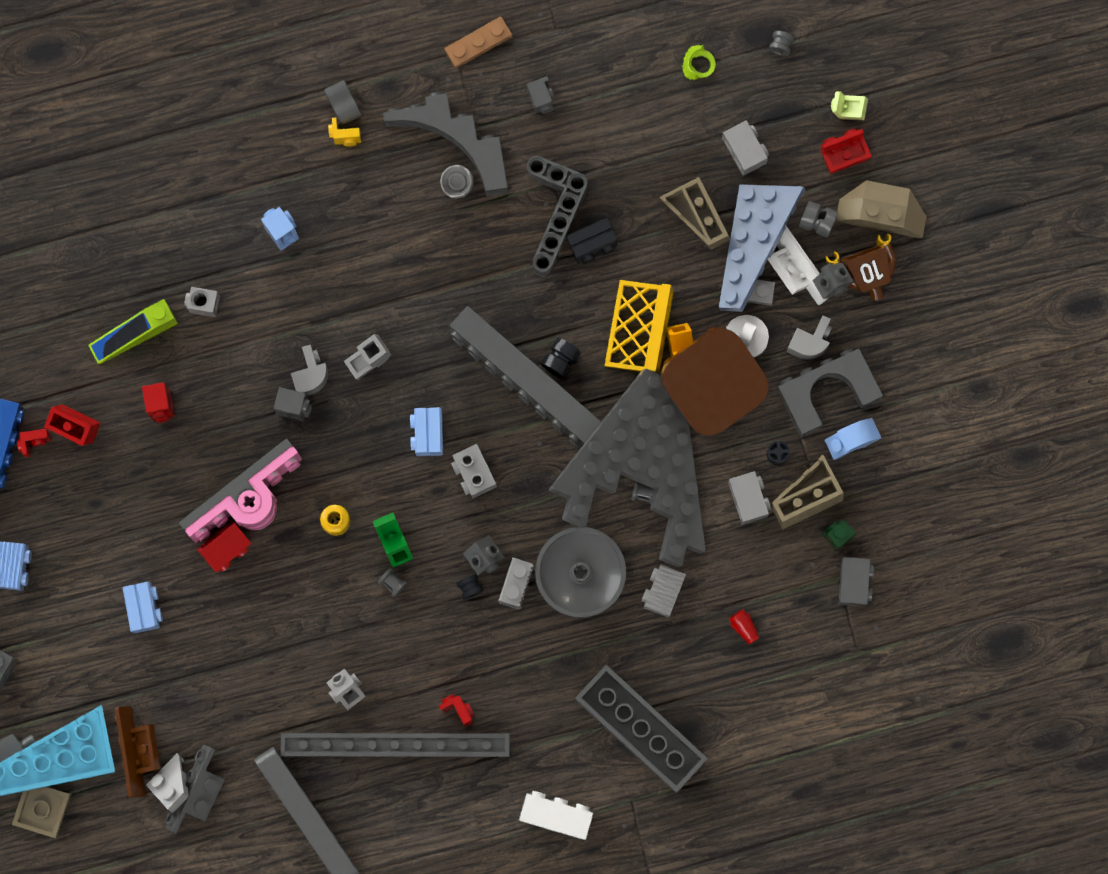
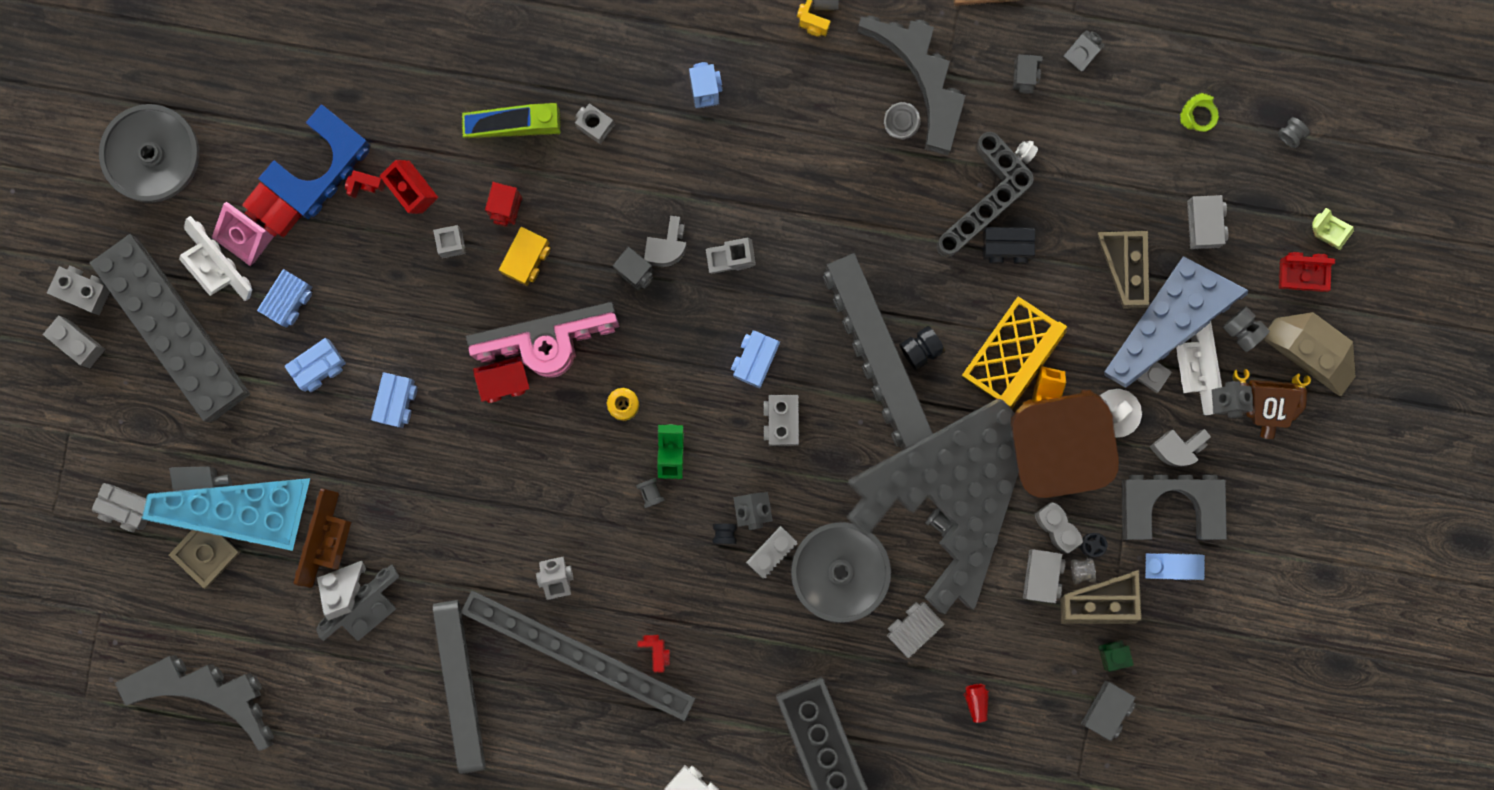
camera: 20 degrees right, 5 degrees up
(62, 609) = (315, 365): none -> light blue brick
(127, 454) = (449, 241): none -> light grey brick
(196, 437) = (525, 257): none -> yellow brick
(571, 159) = (1026, 151): none -> white plate
(579, 55) = (1084, 49): none -> bracket
(737, 449) = (1062, 534): none -> light grey brick
(779, 477) = (1083, 570): none -> clear wheel

